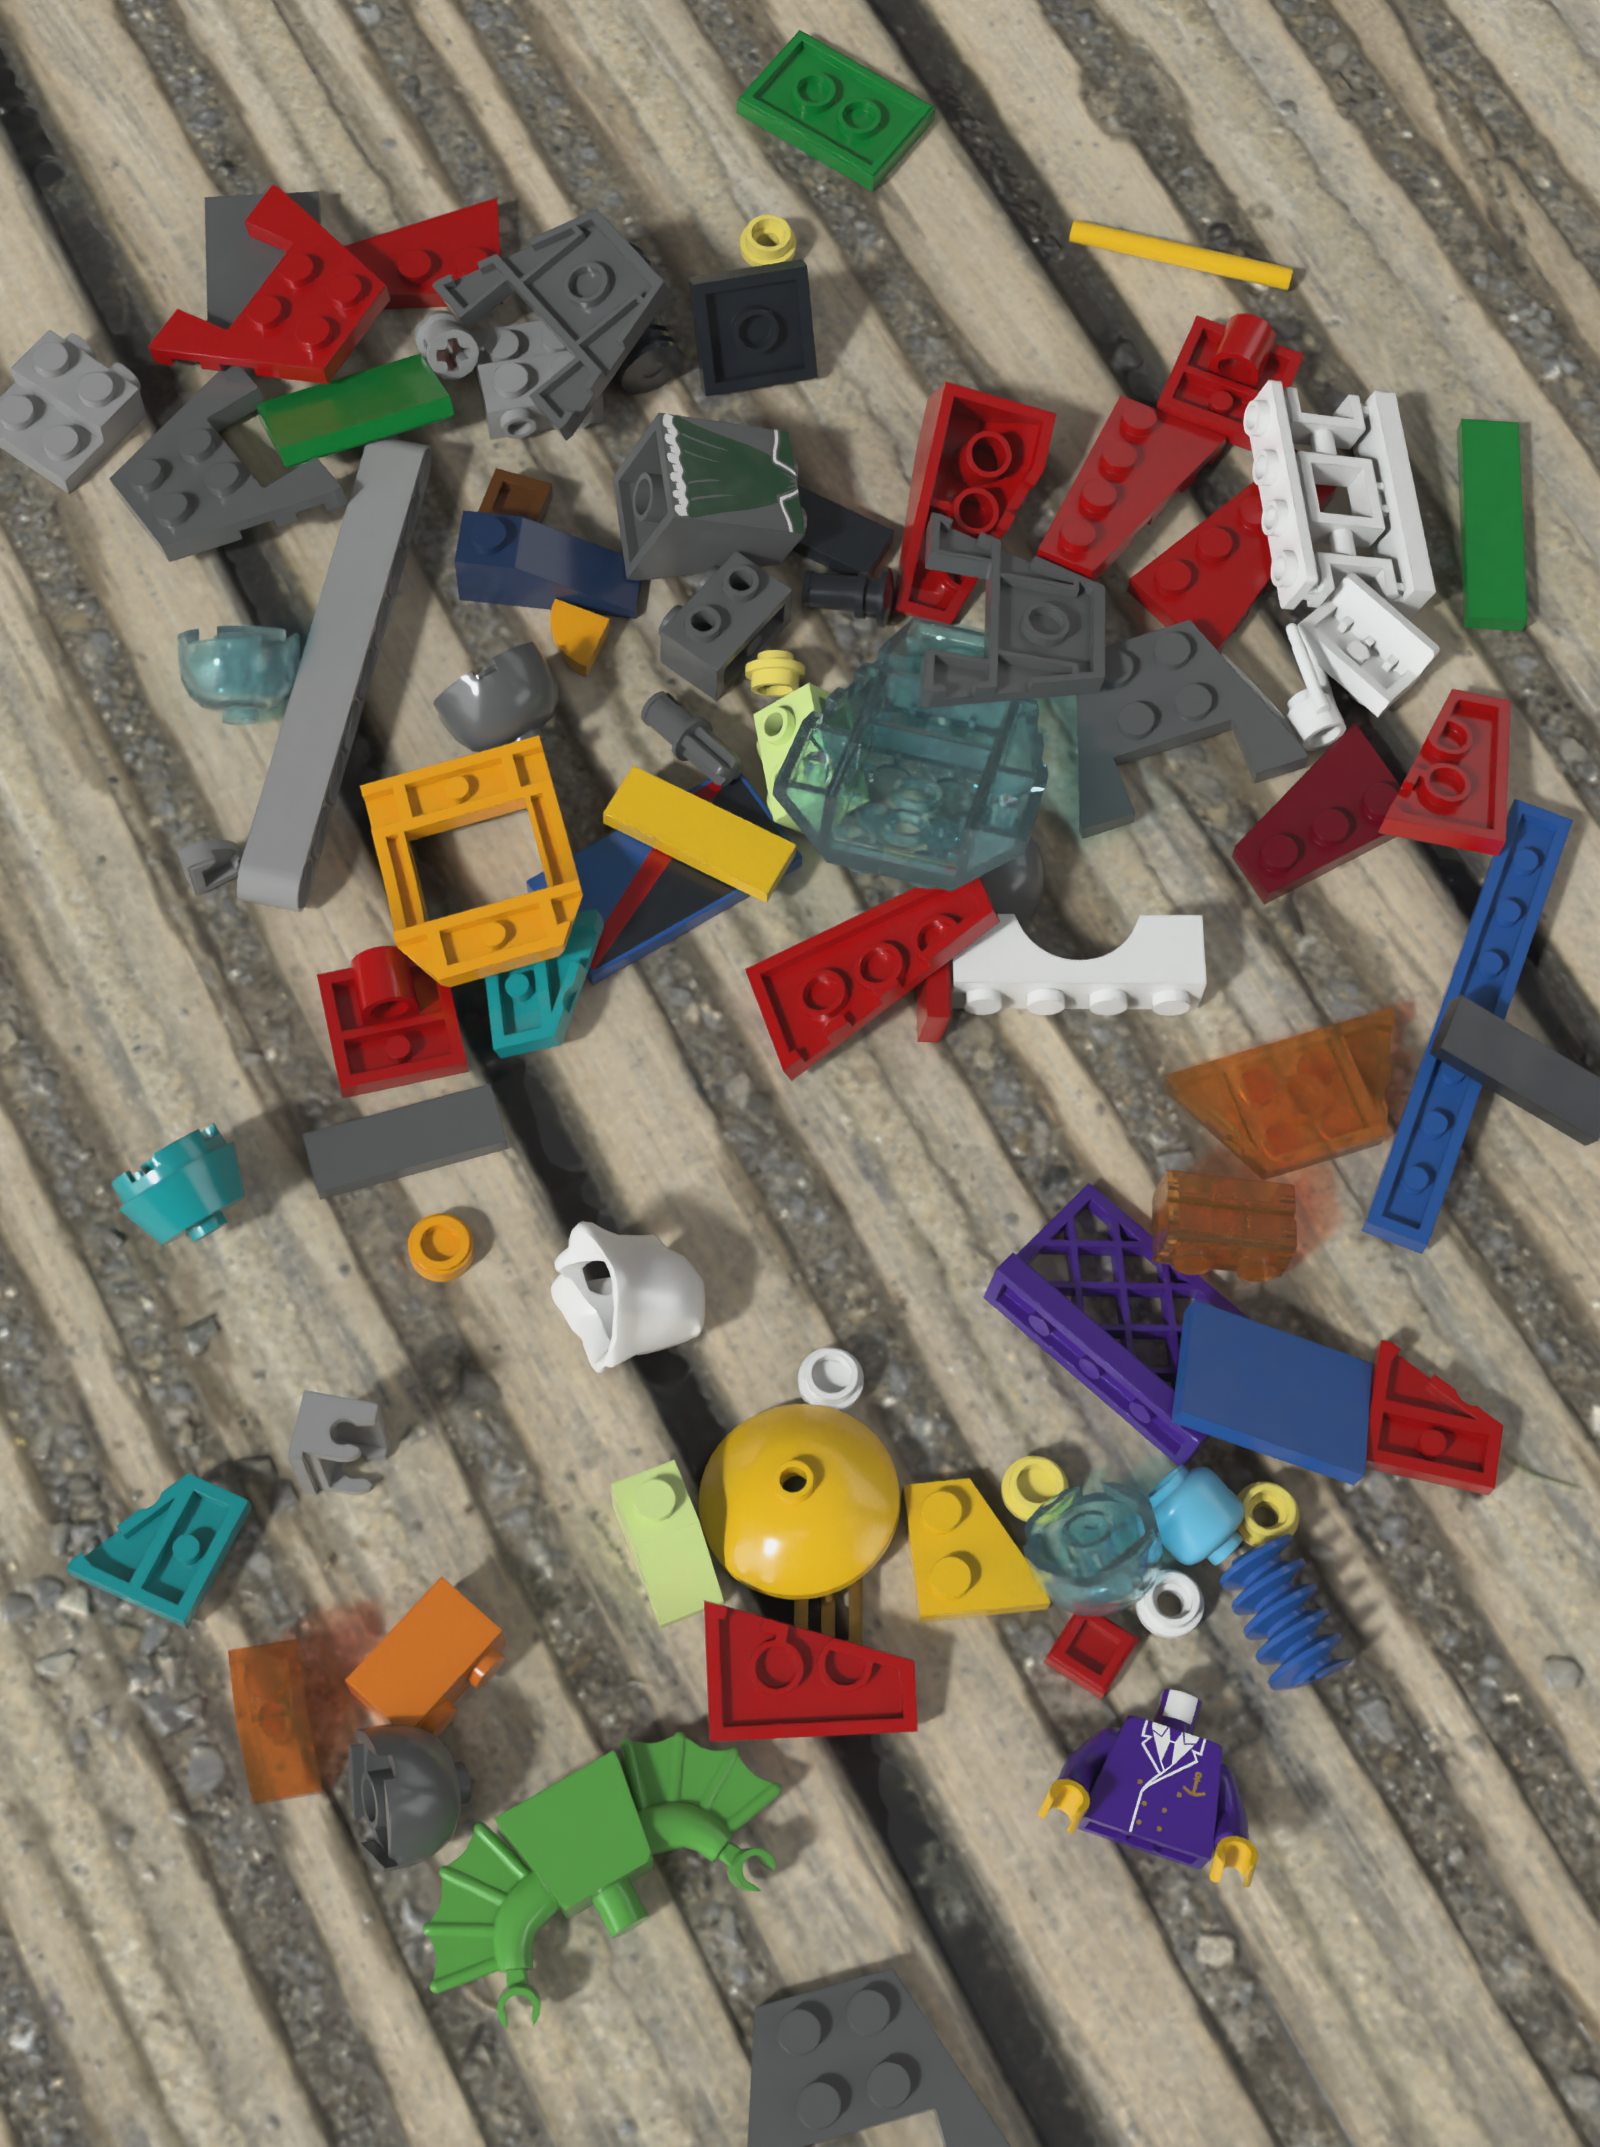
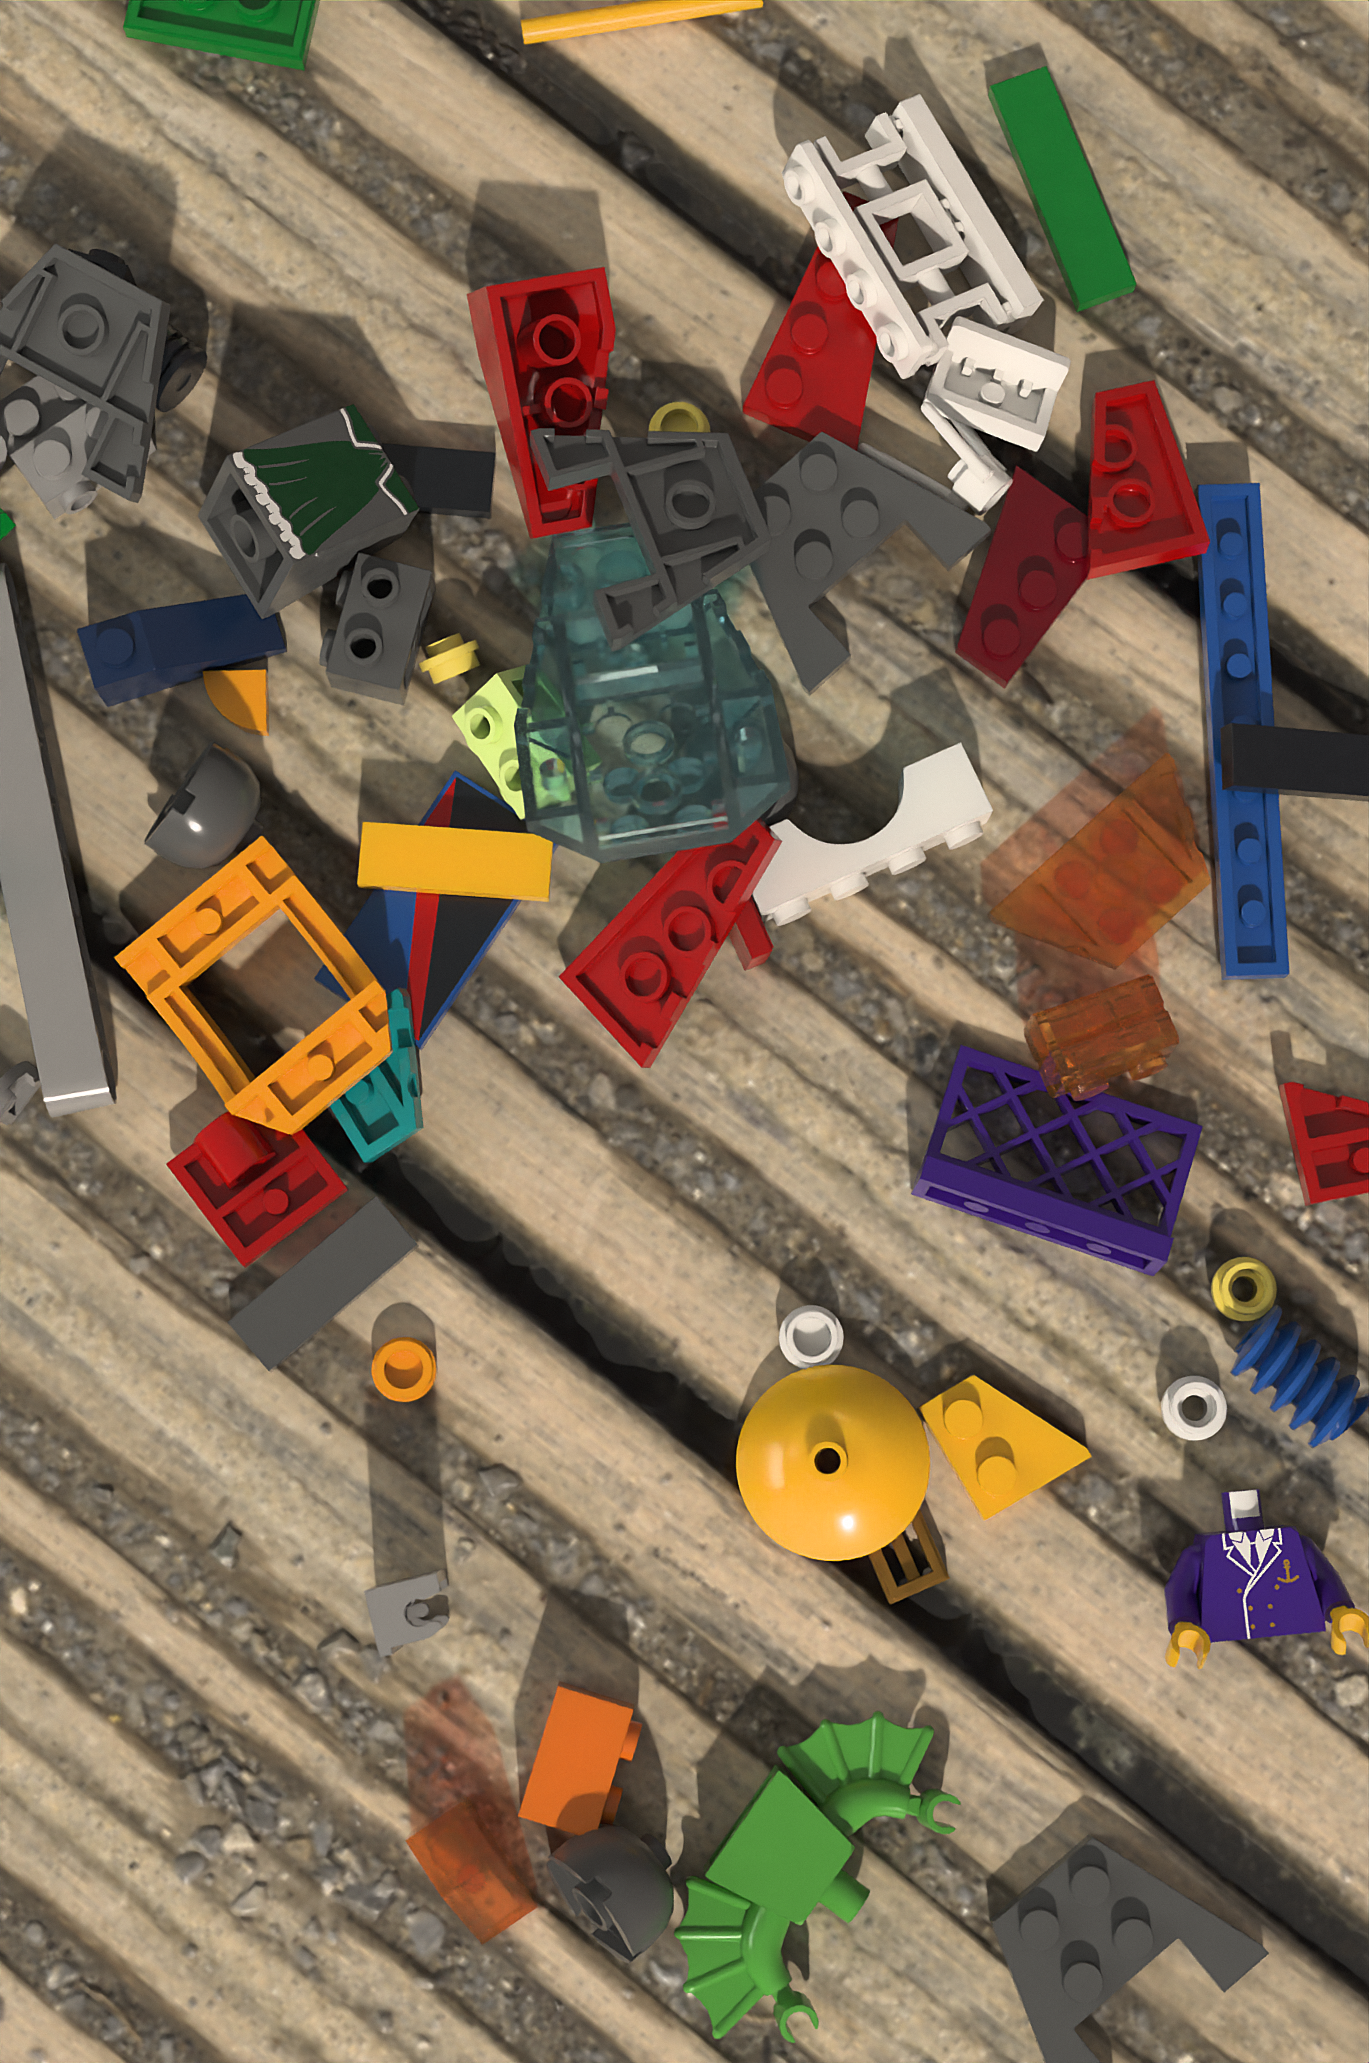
camera: 25 degrees left, 15 degrees up
(168, 1551) = (300, 1762): teal wing -> none
(183, 1187) = (149, 1431): teal cone -> none
(517, 496) = (115, 585): reddish brown plate -> none
(642, 1308) = (601, 1349): white piece -> none
(666, 1542) = (736, 1558): yellowish green slope -> none
(691, 738) = (403, 764): dark grey axle -> none
(753, 327) = (263, 294): black tile -> none
(771, 231) = (223, 166): light yellow plate -> none
(799, 1683) = (907, 1628): red wing -> none
(851, 593) = (484, 540): black pin -> none
(1030, 1484) = (1033, 1356): light yellow plate -> none
(1091, 1652) = (1142, 1479): red tile -> none
(1094, 1549) = (1113, 1398): clear light blue cylinder -> none
(1125, 484) = (697, 304): red wing -> none
(1197, 1515) = (1184, 1321): medium azure head -> none
(1224, 371) = (744, 139): red plate -> none
(1273, 1392) = (1209, 1180): blue tile -> none

